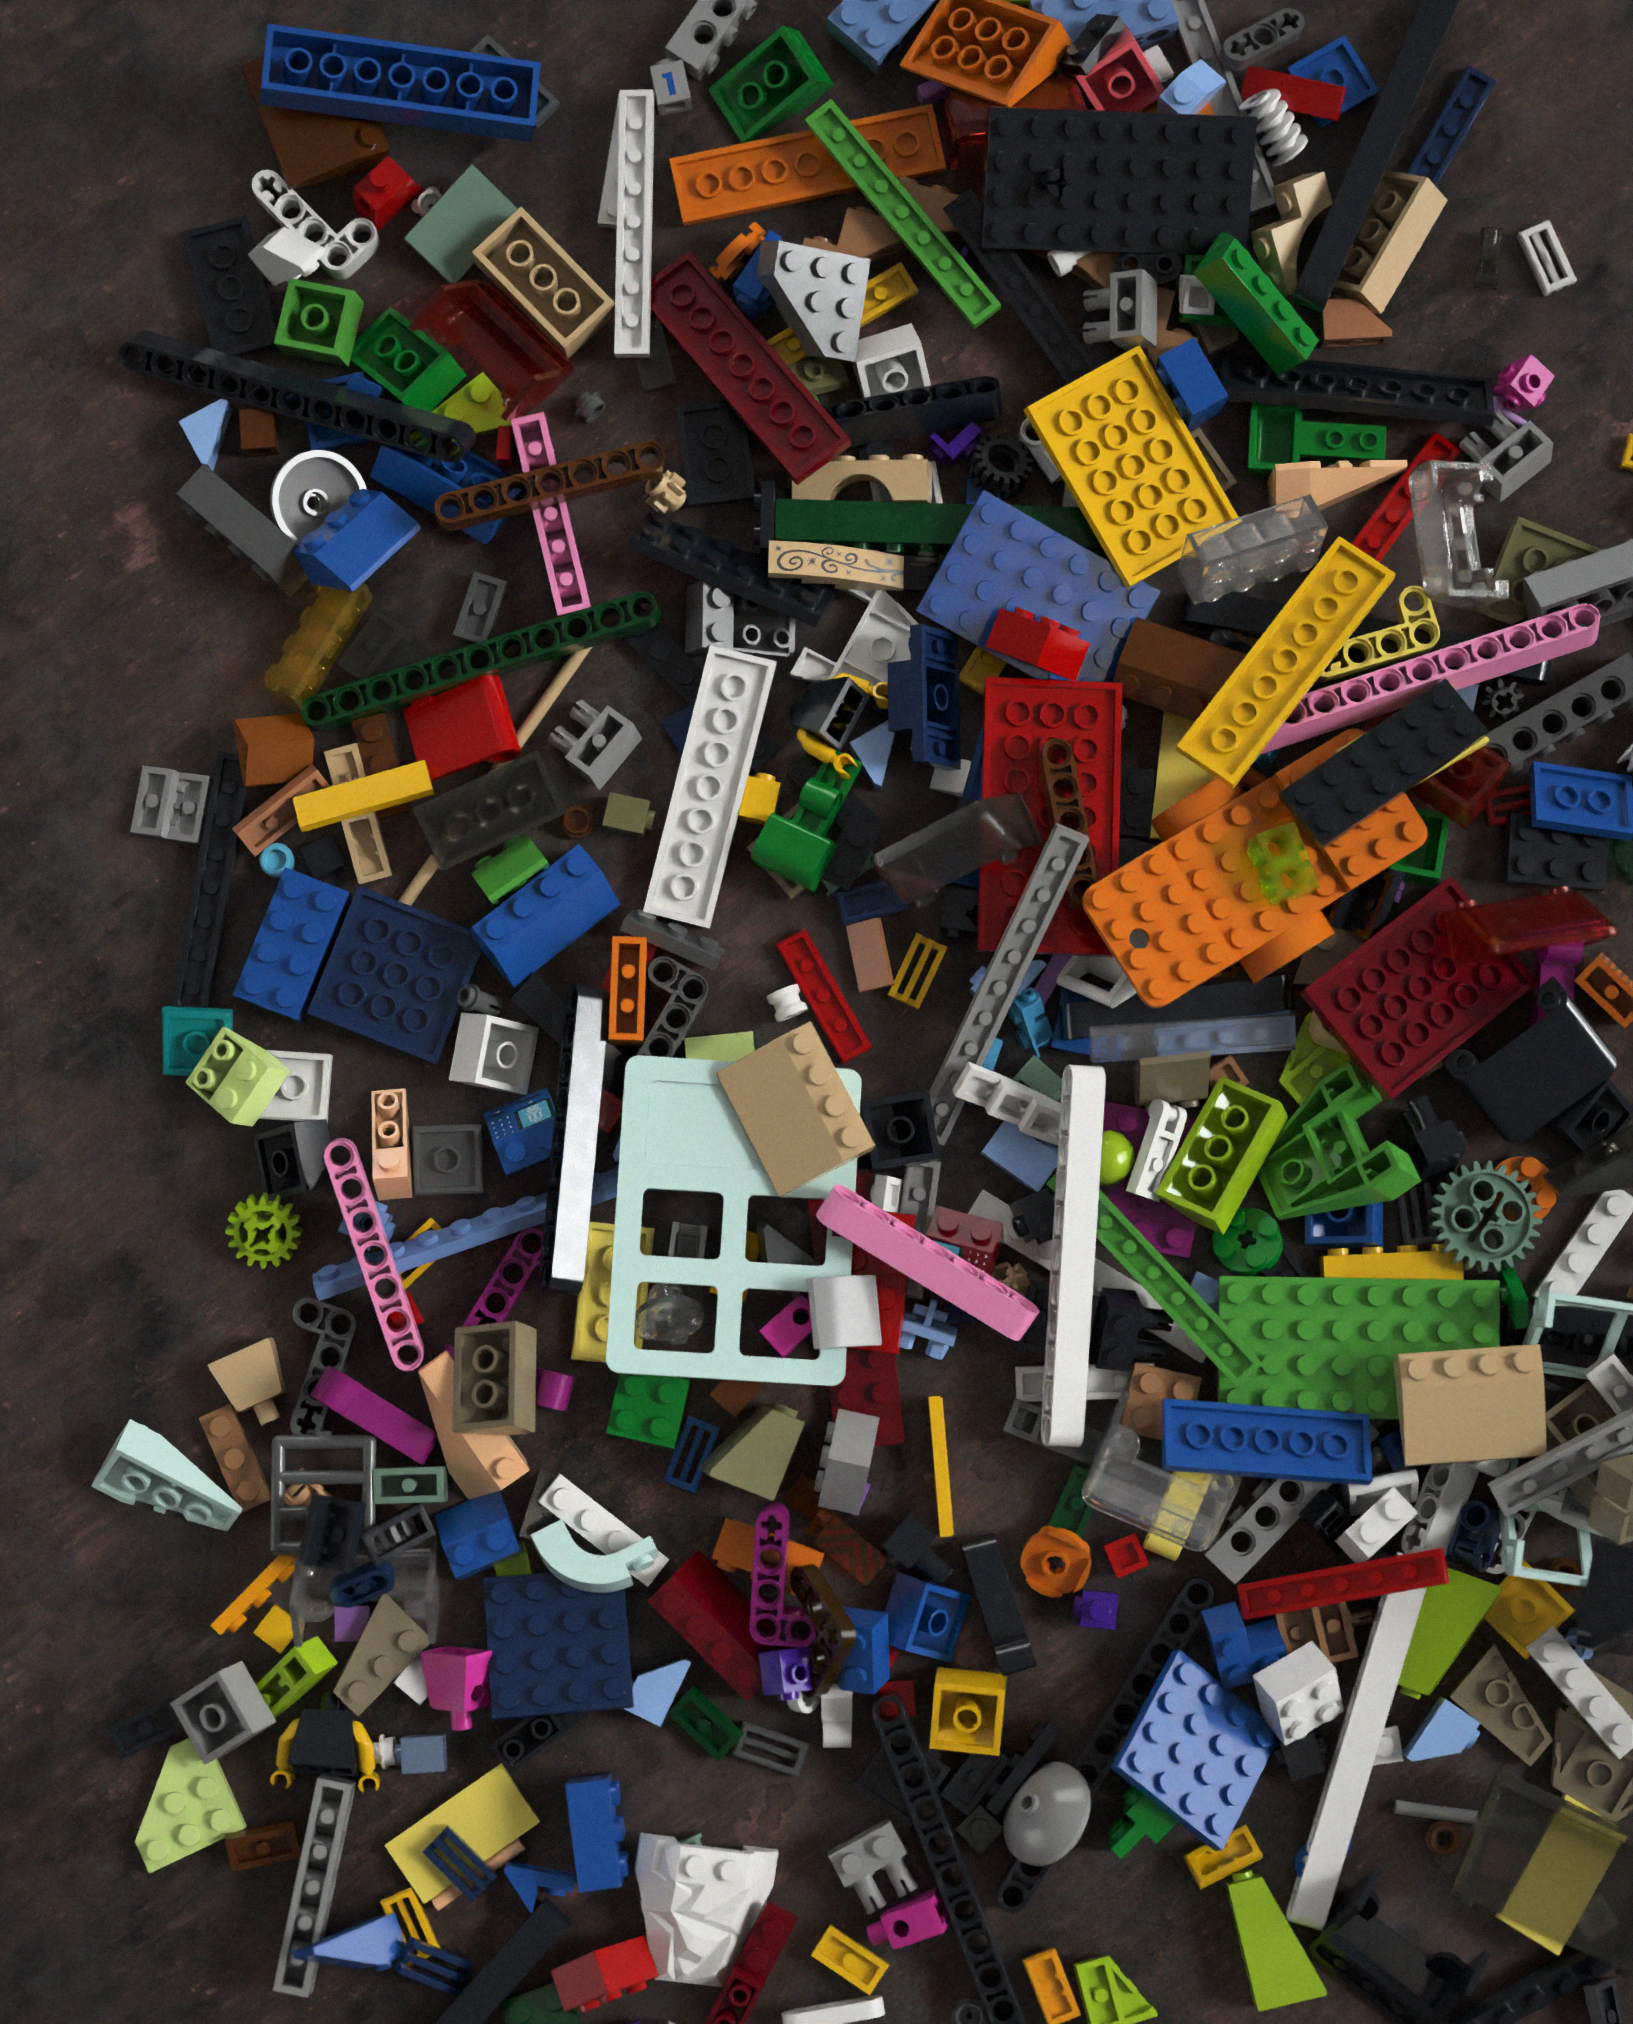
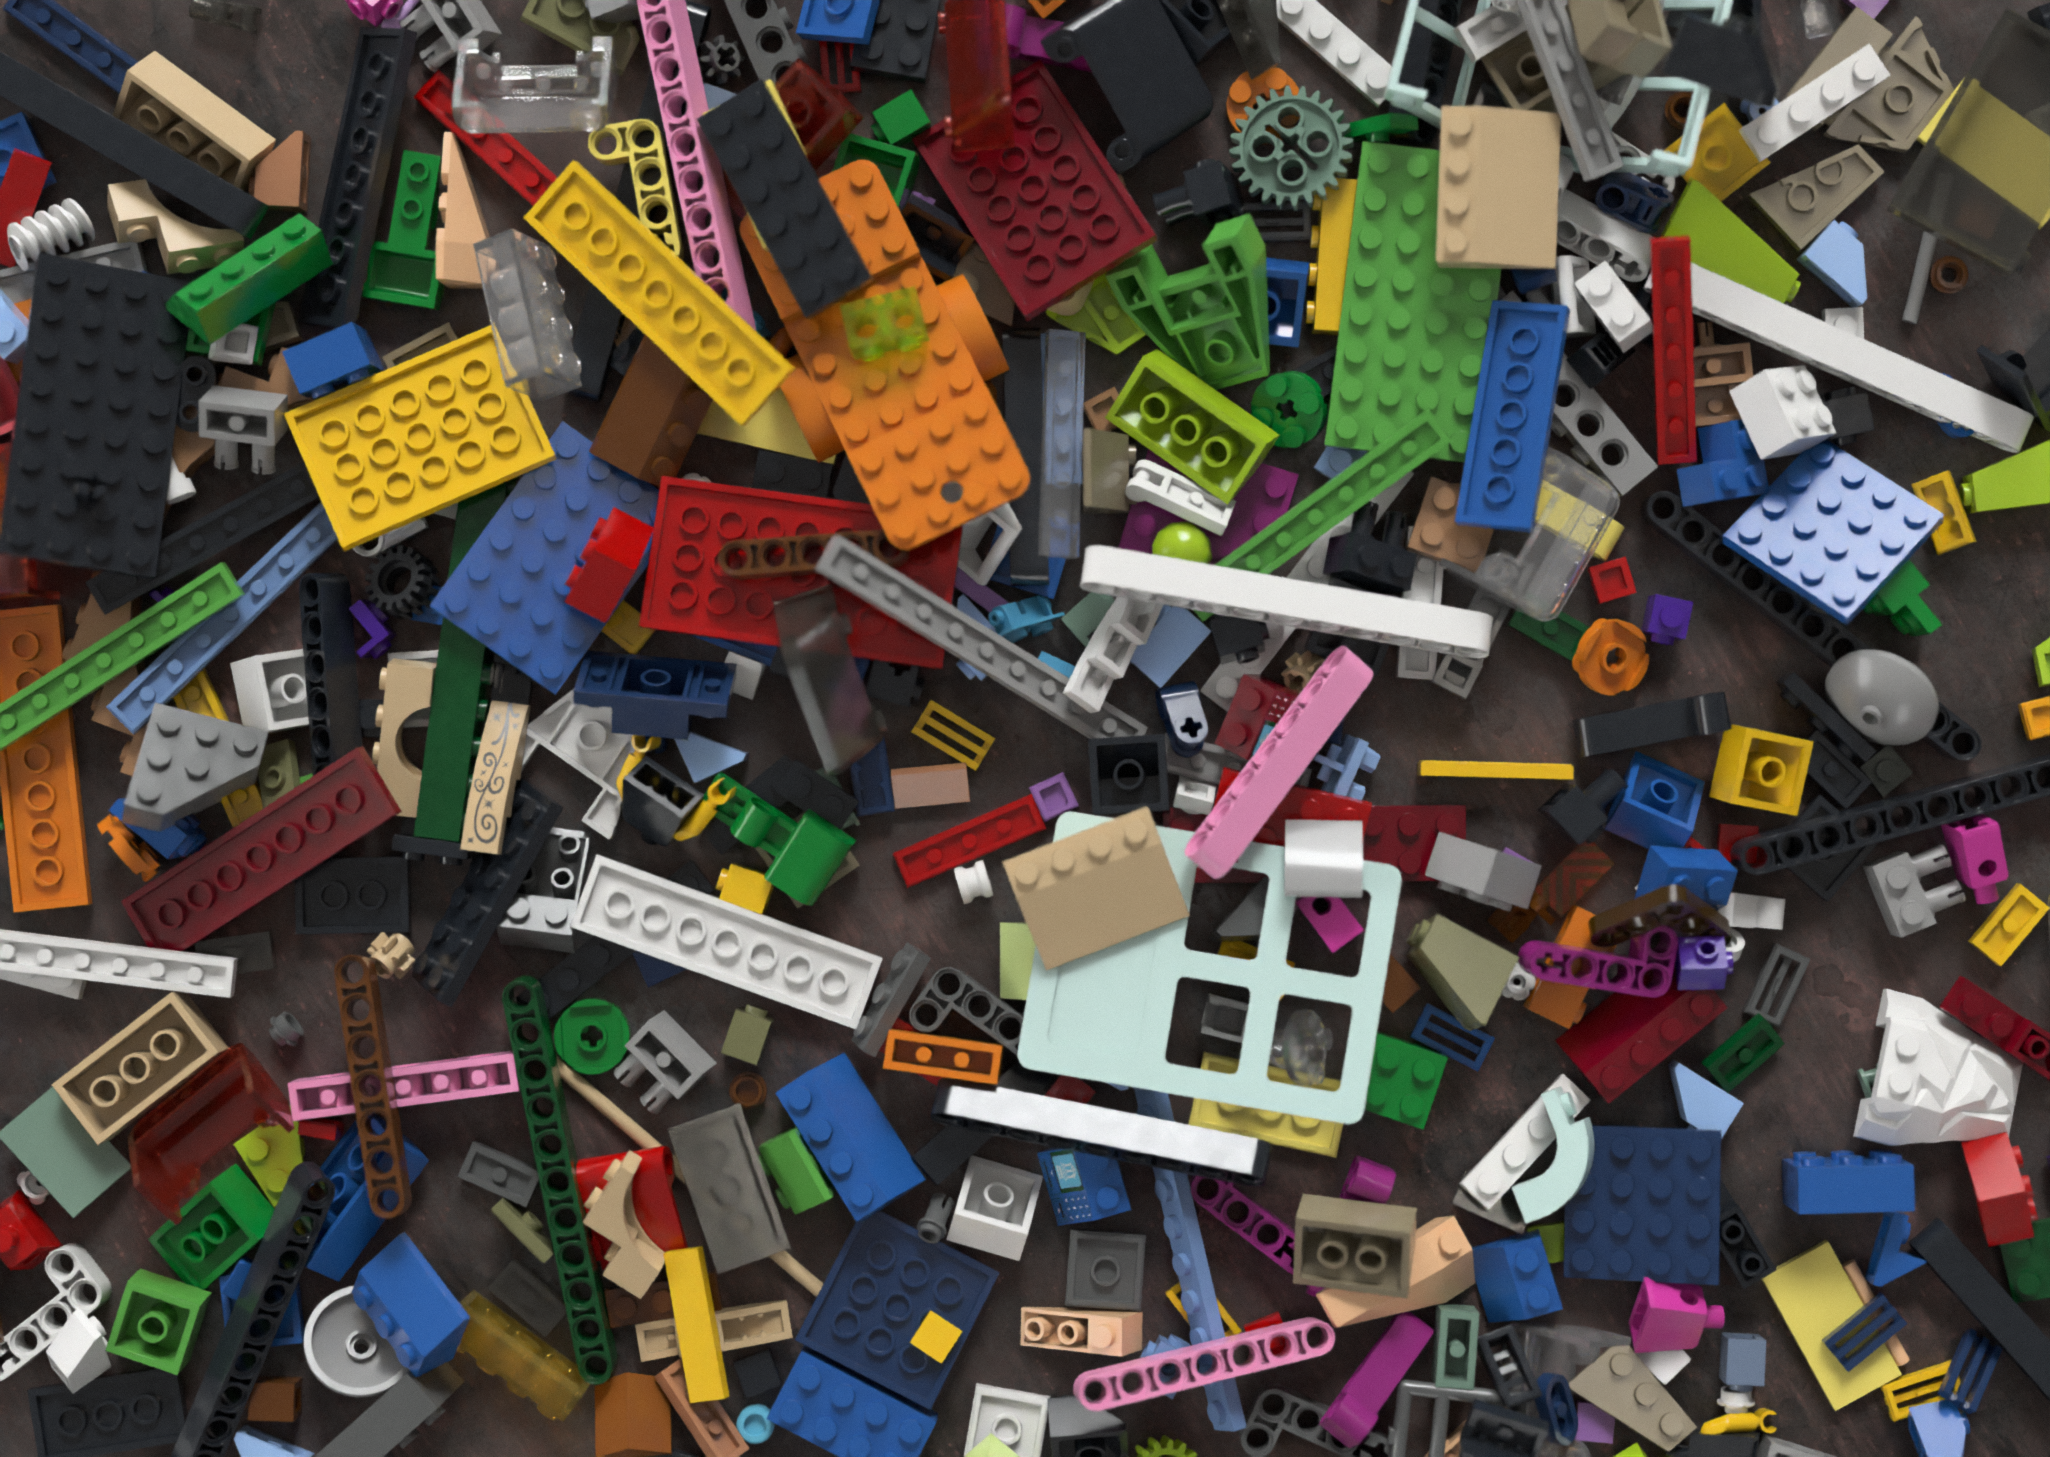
camera: 85 degrees left, 5 degrees up
(373, 1011) = (935, 1336): none -> yellow tile
(434, 635) = (525, 1228): none -> olive plate
(456, 709) = (632, 1255): none -> tan arch
(596, 666) = (576, 1021): none -> green plate
(739, 1510) = (1520, 991): none -> white plate
(872, 1067) = (1054, 796): none -> medium lavender tile
(928, 299) = (203, 643): none -> medium blue tile
(960, 1174) = (1182, 712): none -> dark blue piece
(1466, 863) = (900, 120): none -> green brick

